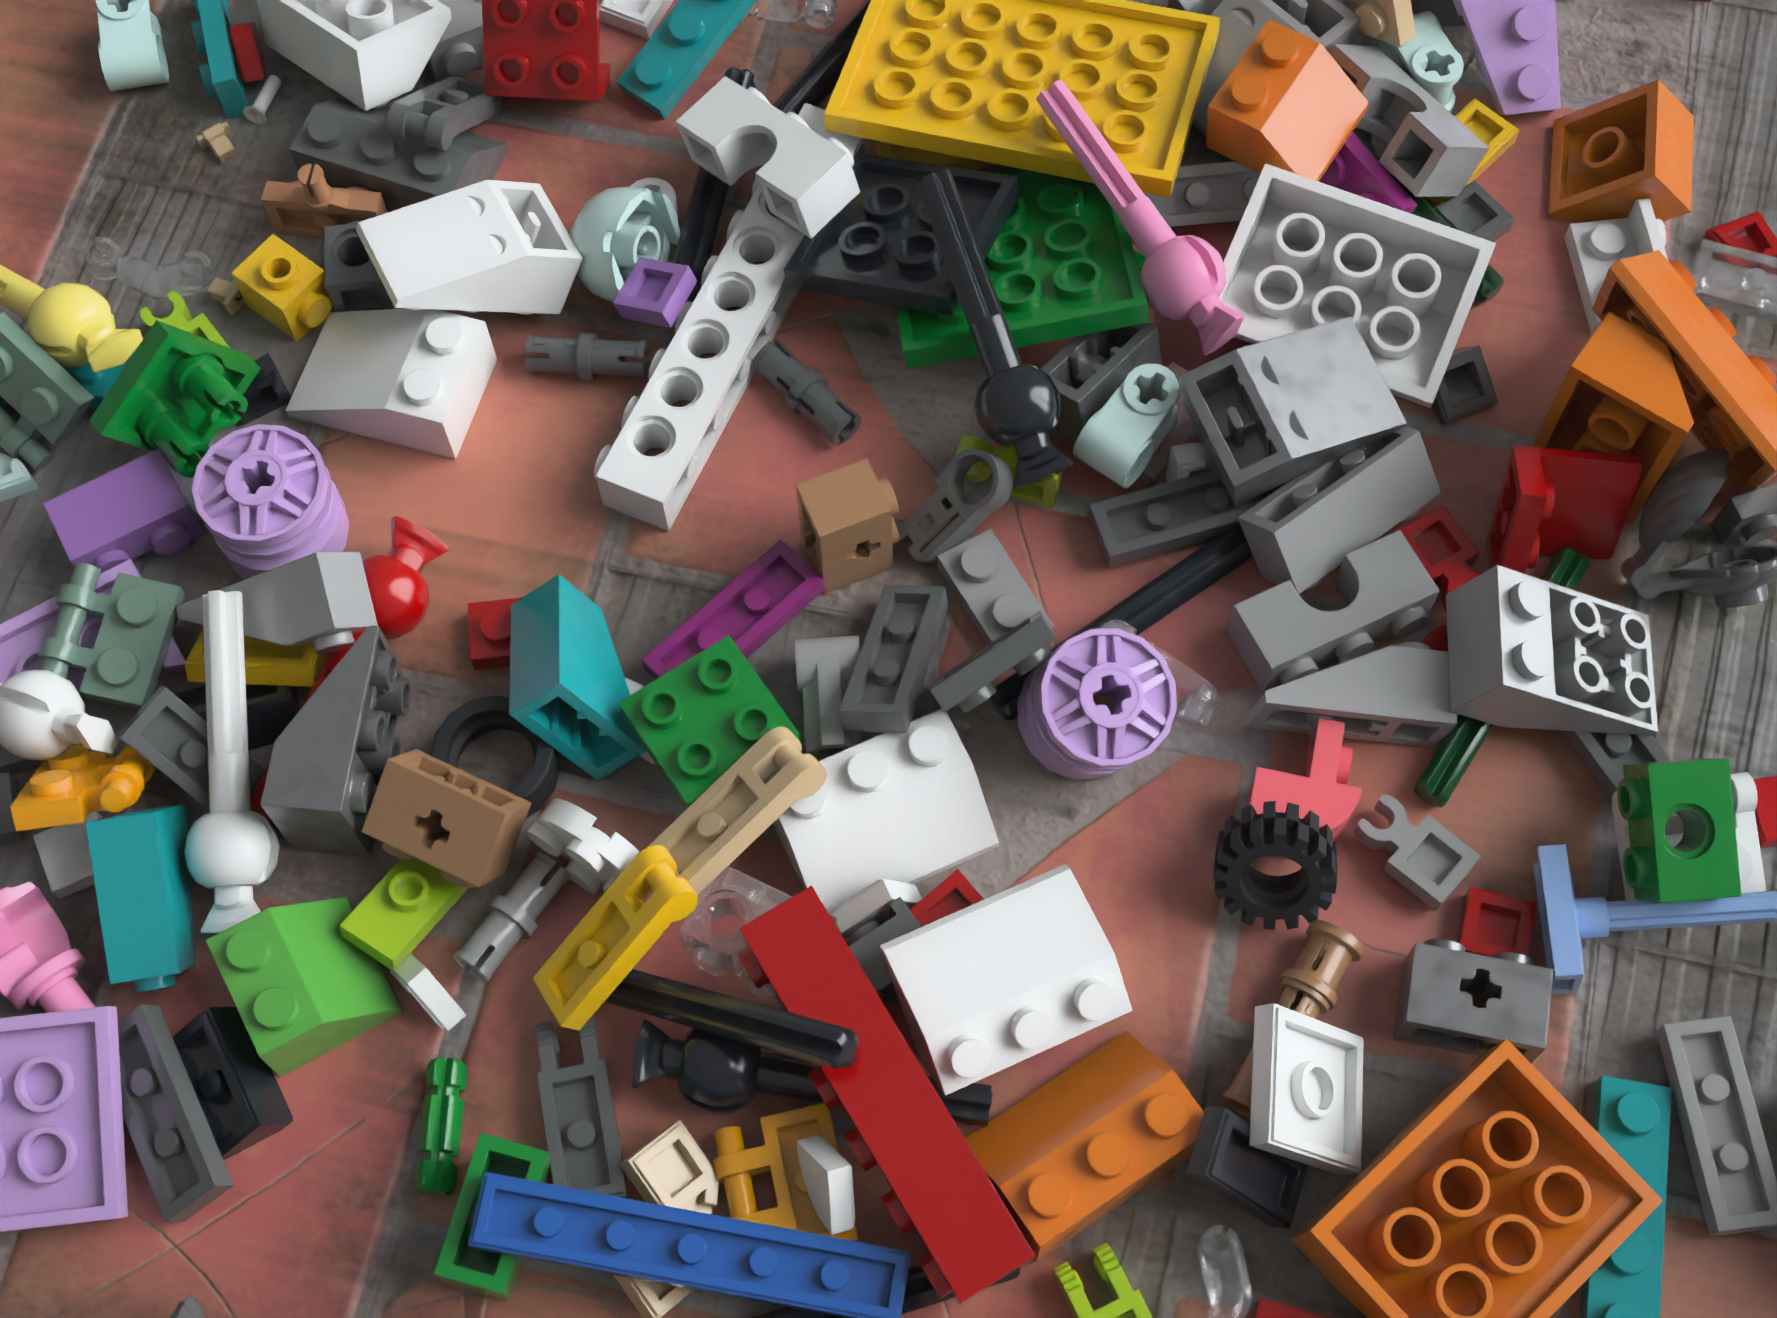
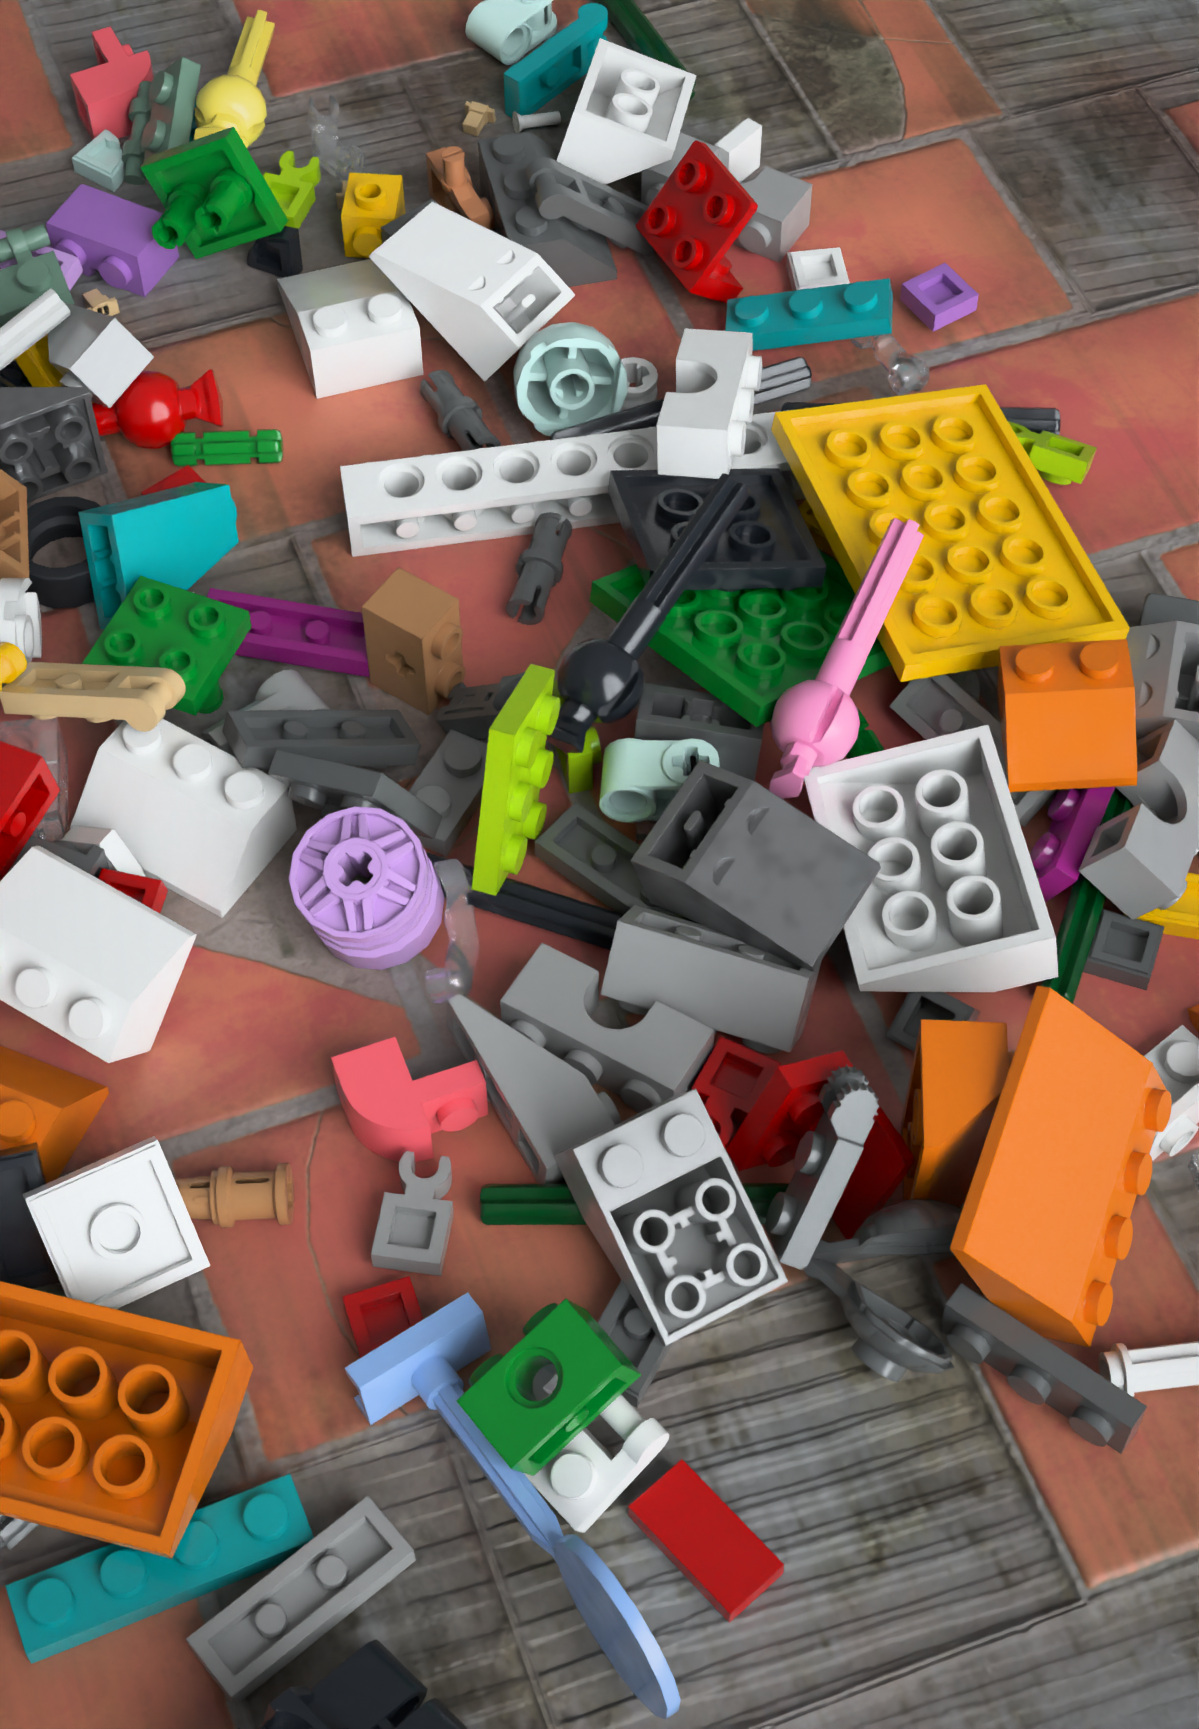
camera: 55 degrees right, 10 degrees down
(189, 577) = (100, 303): none -> tan piece
(248, 51) = (563, 84): red tile -> none
(268, 499) = (176, 301): lavender wheel -> none
(468, 560) = (227, 447): none -> green axle
(655, 292) = (535, 414): medium lavender plate -> none
(1086, 523) = (513, 779): none -> lime plate
(1269, 895) = (310, 1097): black tyre -> none
(1441, 1015) = (300, 1366): flat silver brick -> none
(1600, 523) = (822, 1167): none -> hinge

